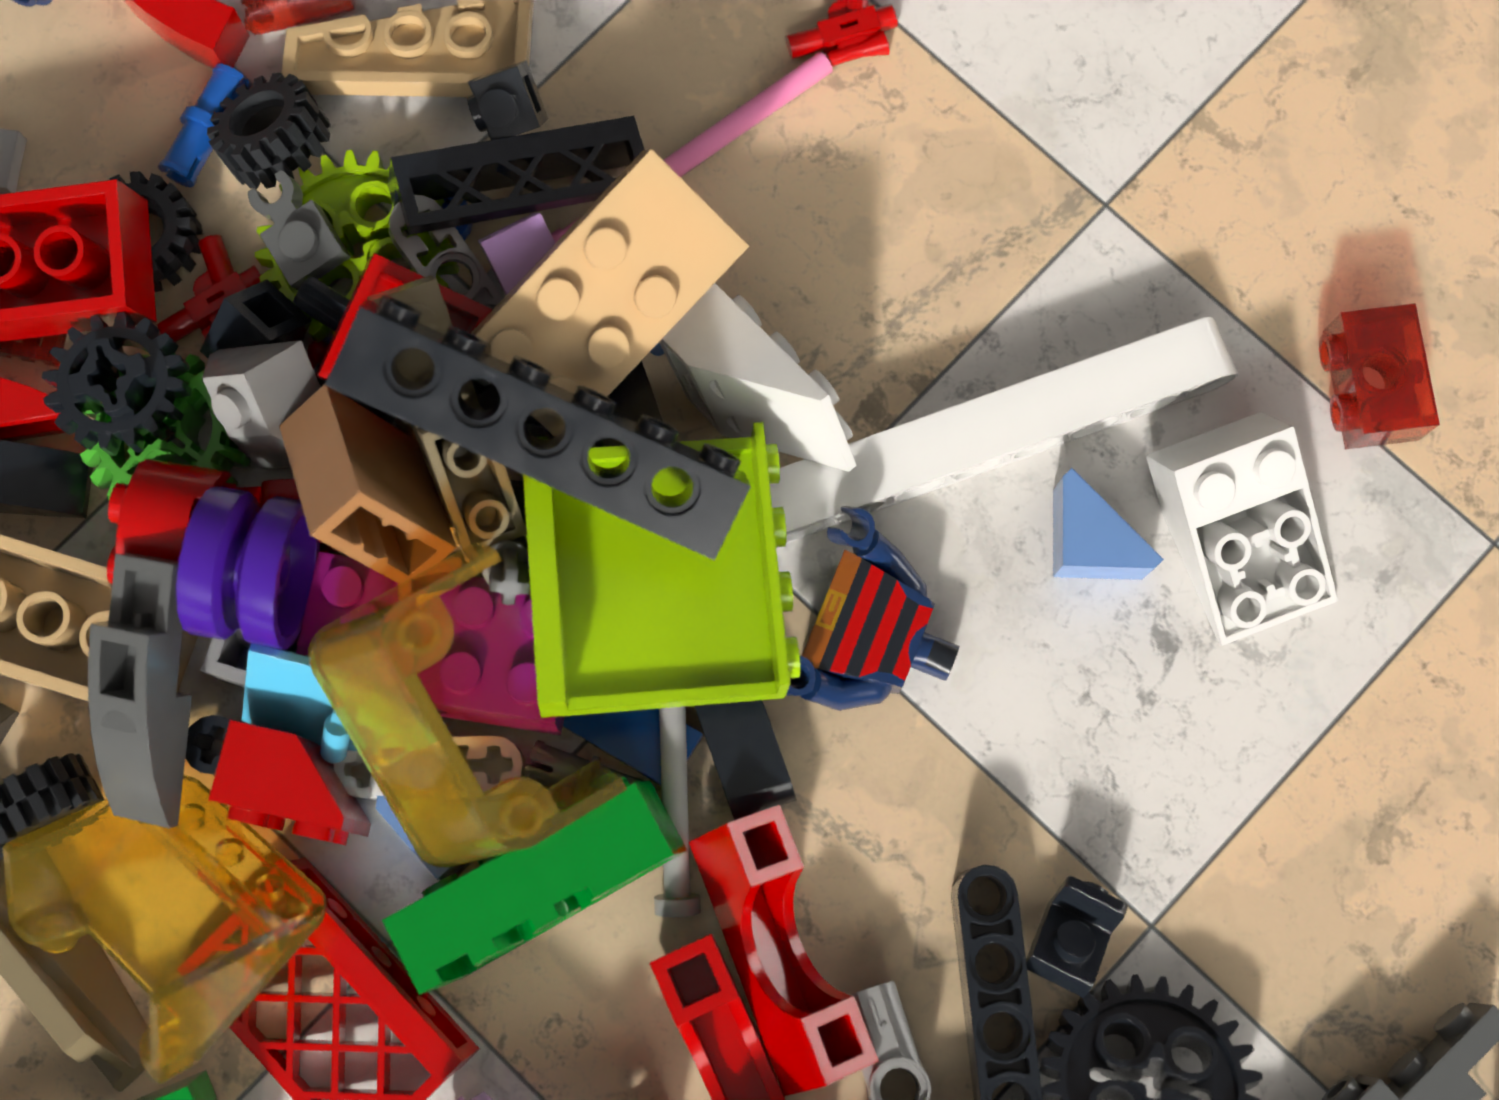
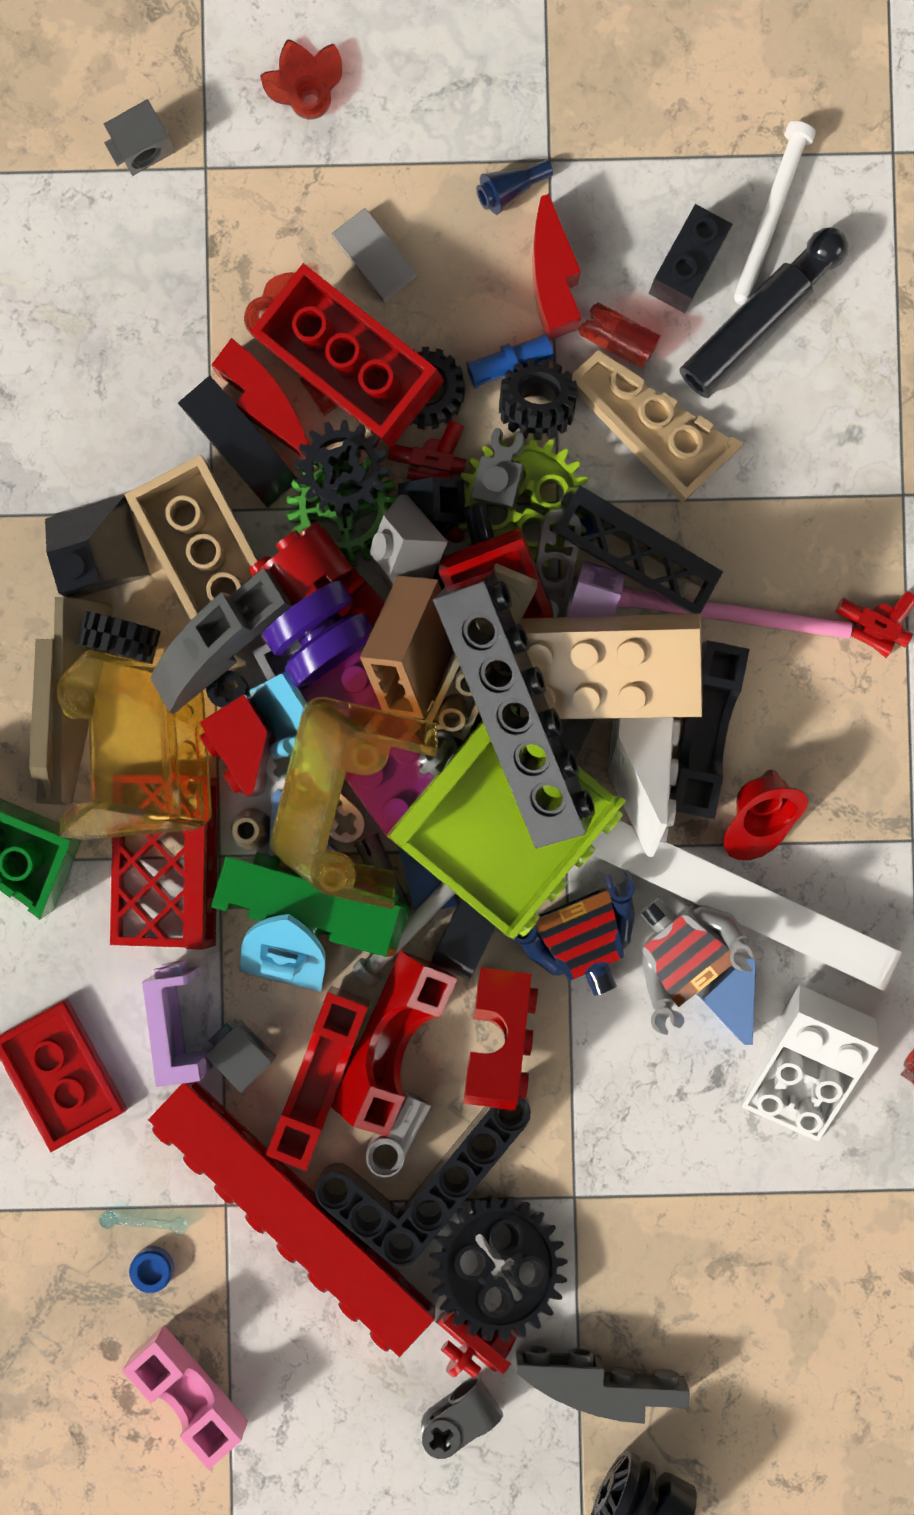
camera: 45 degrees right, 10 degrees up
(409, 879) = (261, 824): none -> dark tan cone
(506, 102) = (667, 503): black brick -> none
(558, 970) = (284, 952): none -> medium azure shield
(781, 291) = (704, 737): none -> black arch
(929, 867) = (497, 1077): none -> red arch
(930, 317) = (764, 816): none -> red piece
(1000, 533) = (688, 955): none -> torso
(1075, 935) = (533, 1168): black bracket -> none

